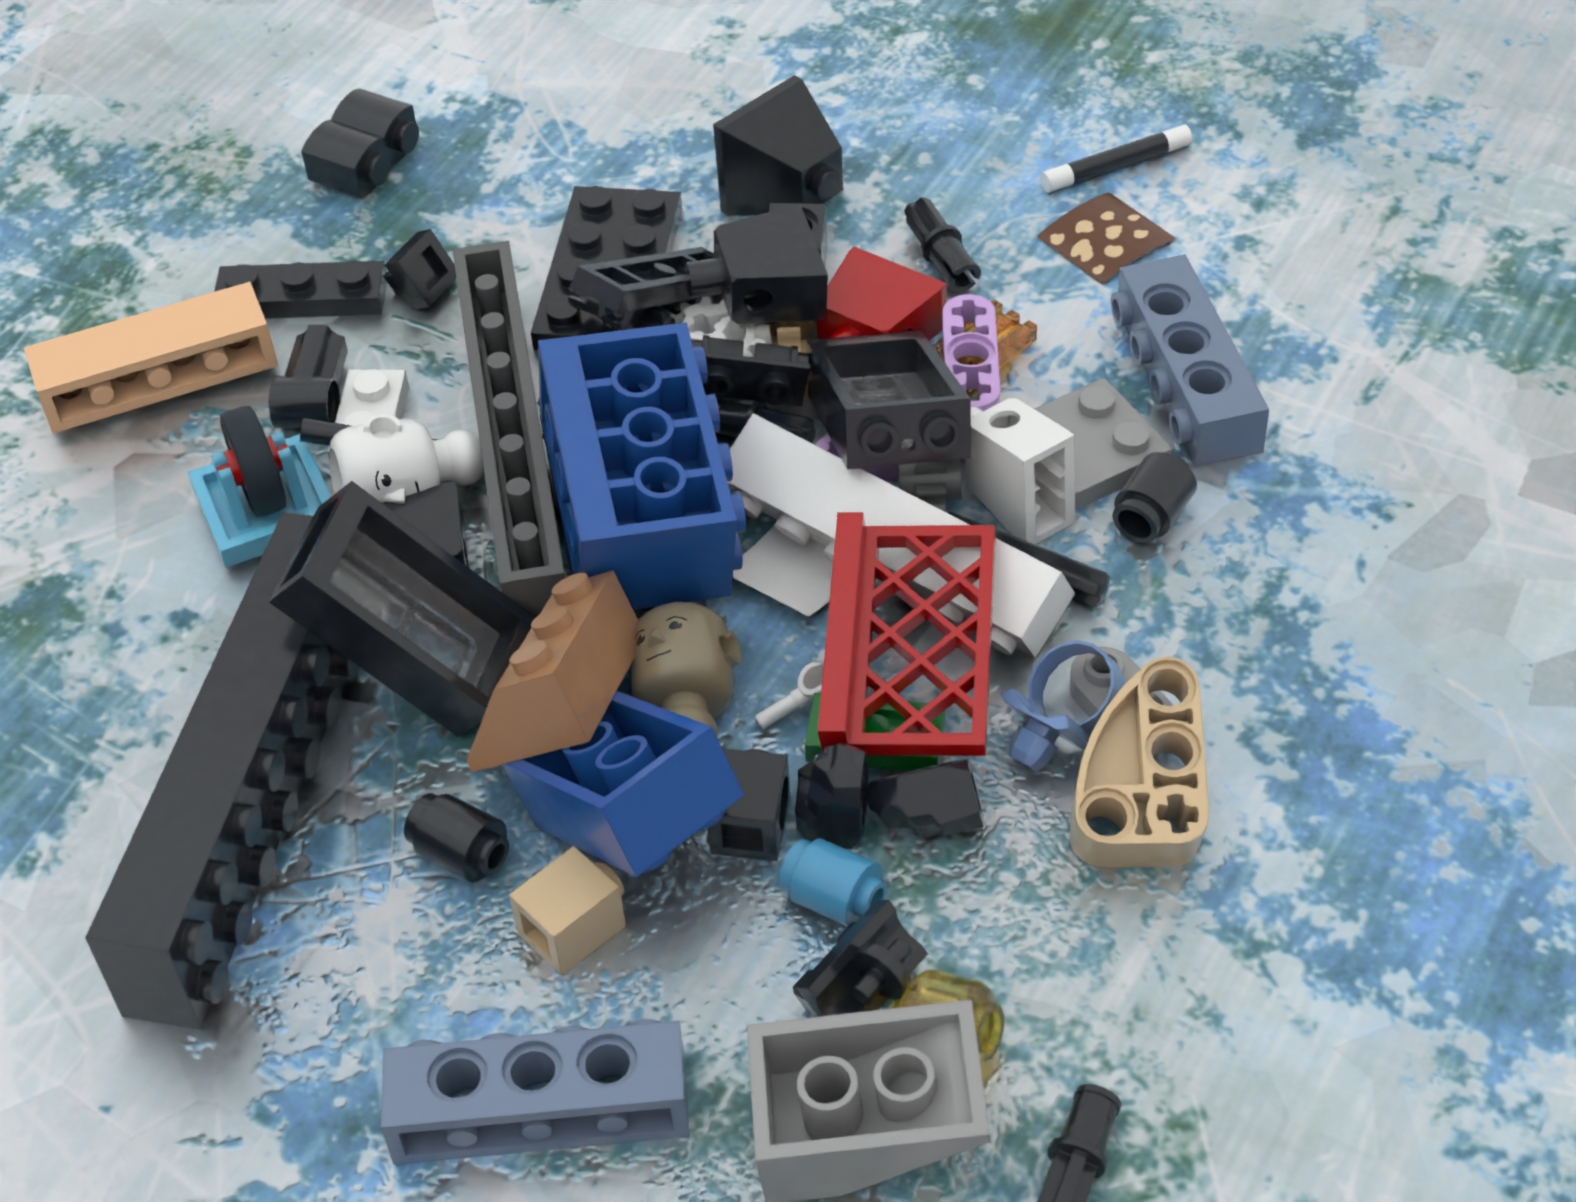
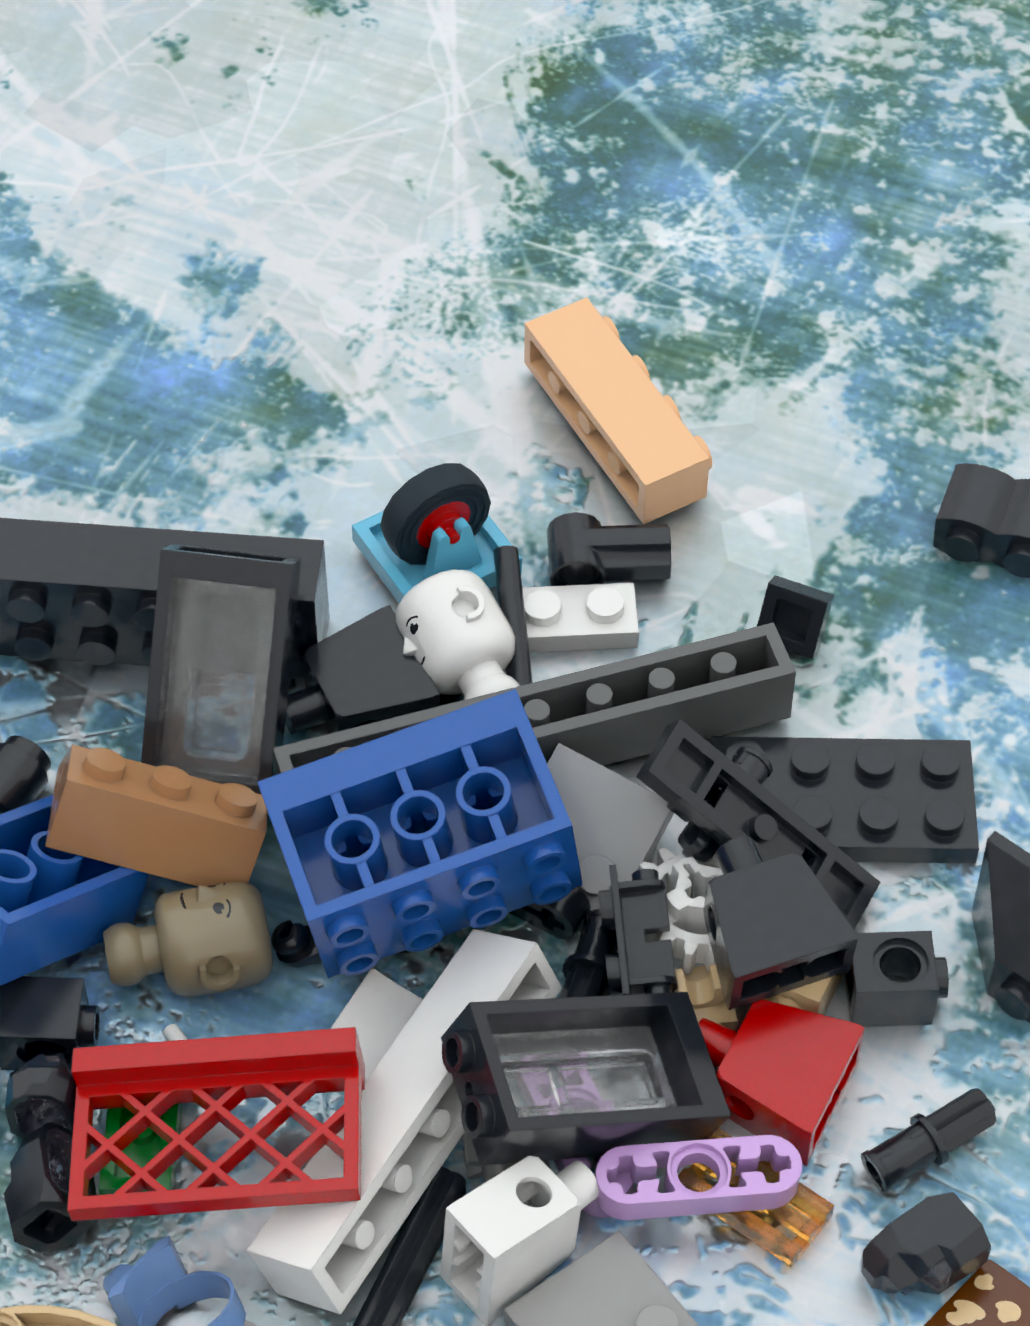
camera: 80 degrees right, 5 degrees up
(312, 287) = (763, 515): black plate -> none
(1035, 249) = (926, 1248): none -> black rock

